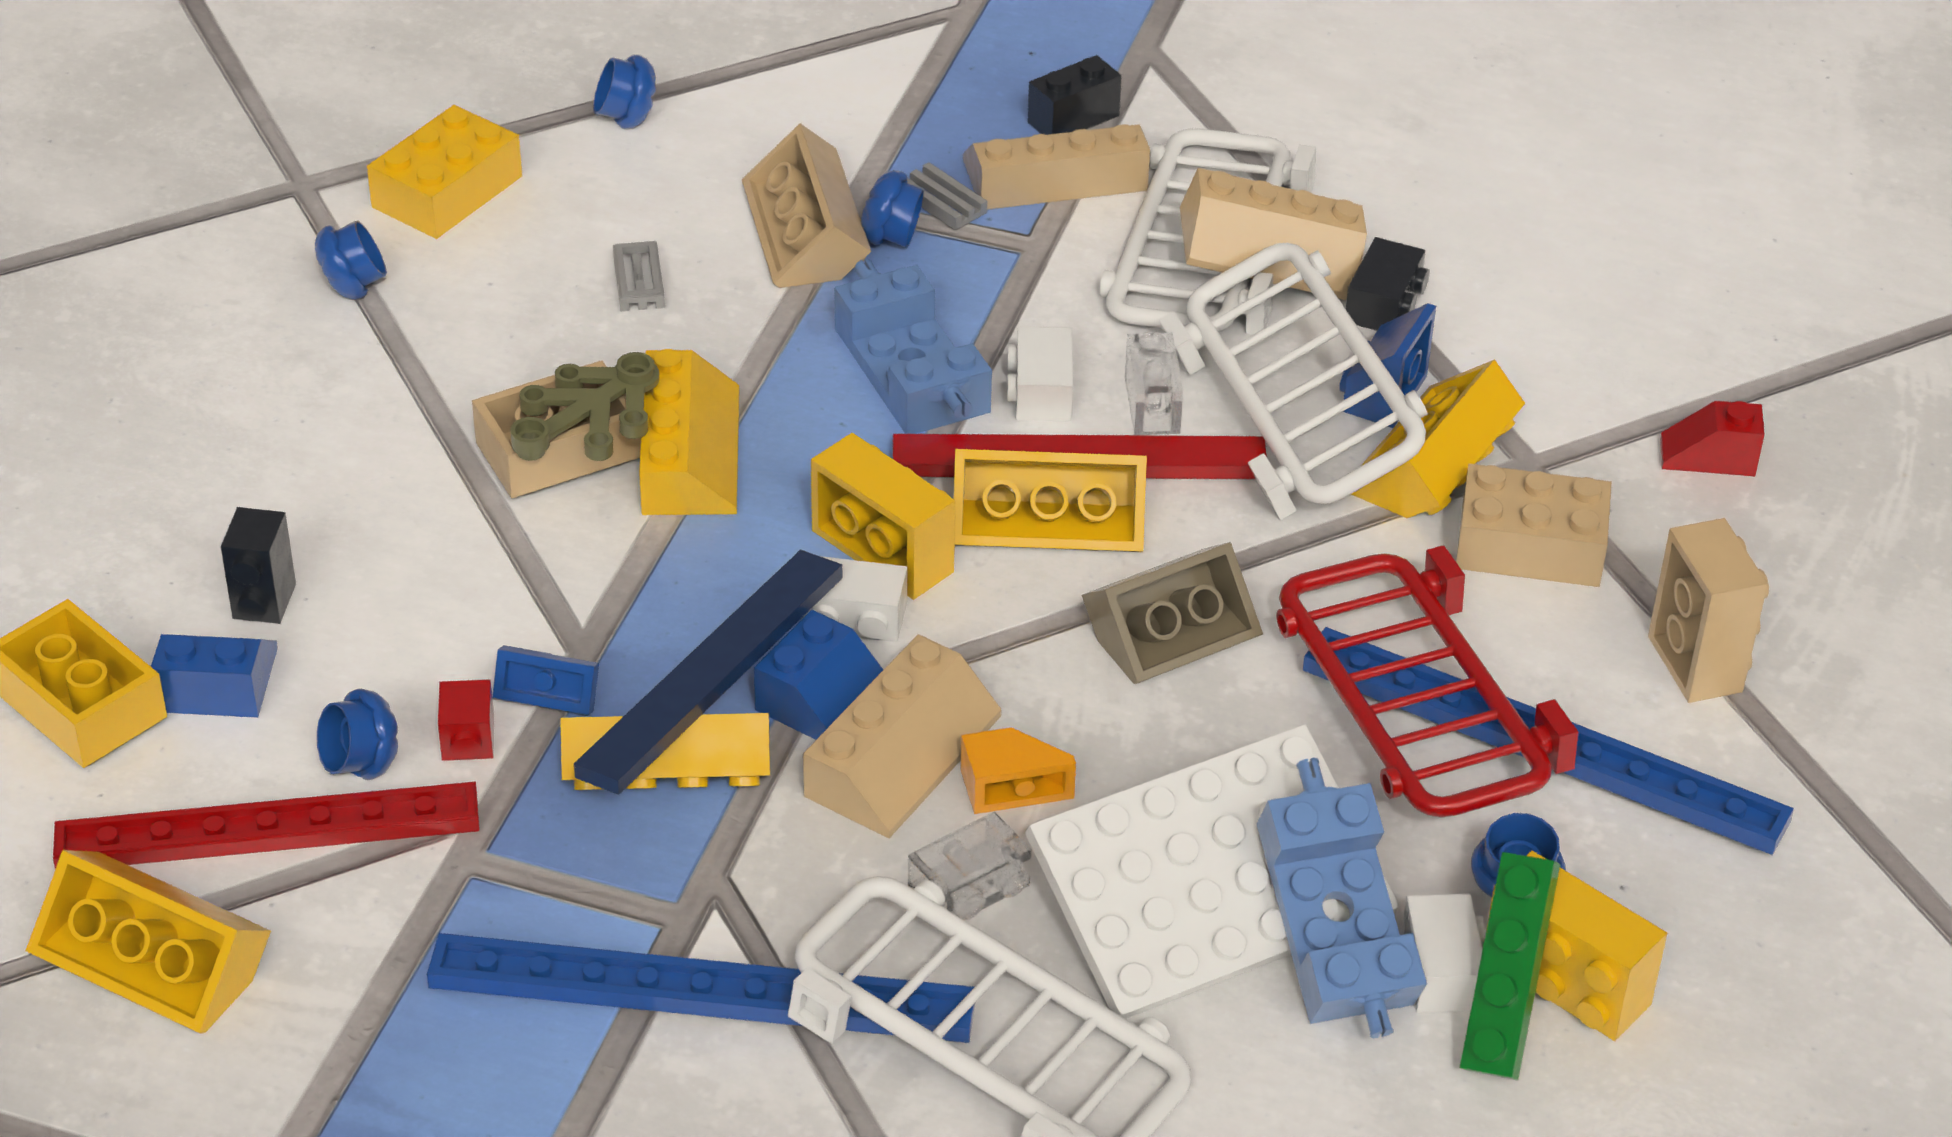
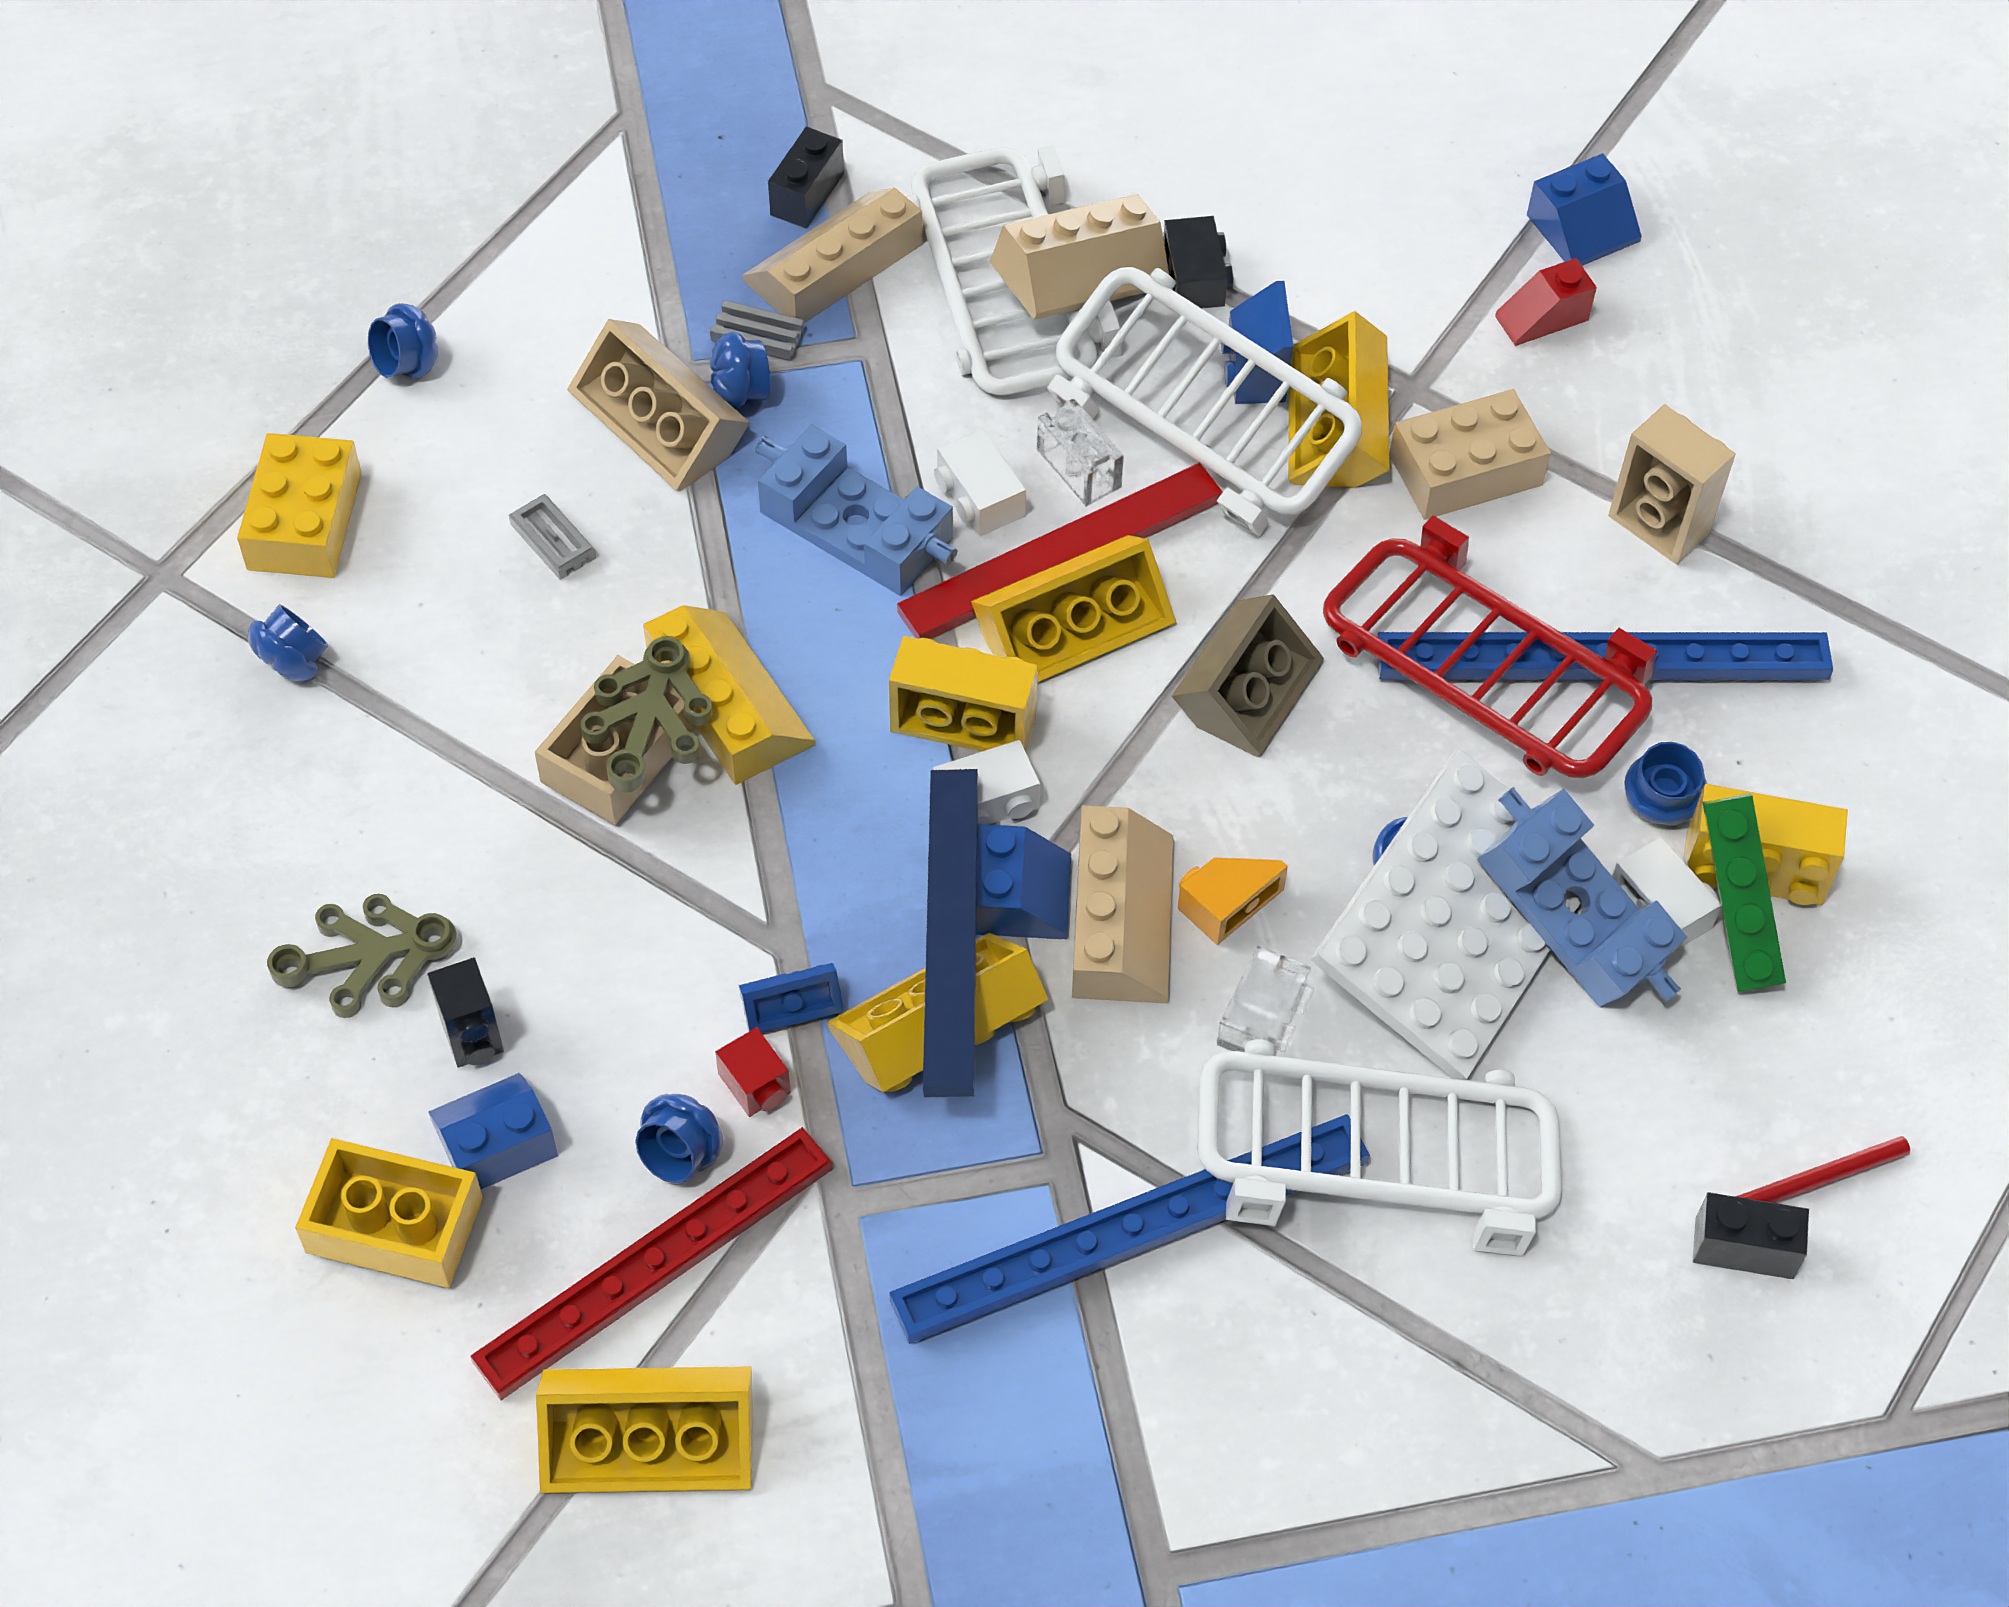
camera: 30 degrees left, 15 degrees up
(159, 487) = (370, 952): none -> olive plant
(1813, 382) = (1585, 210): none -> blue slope

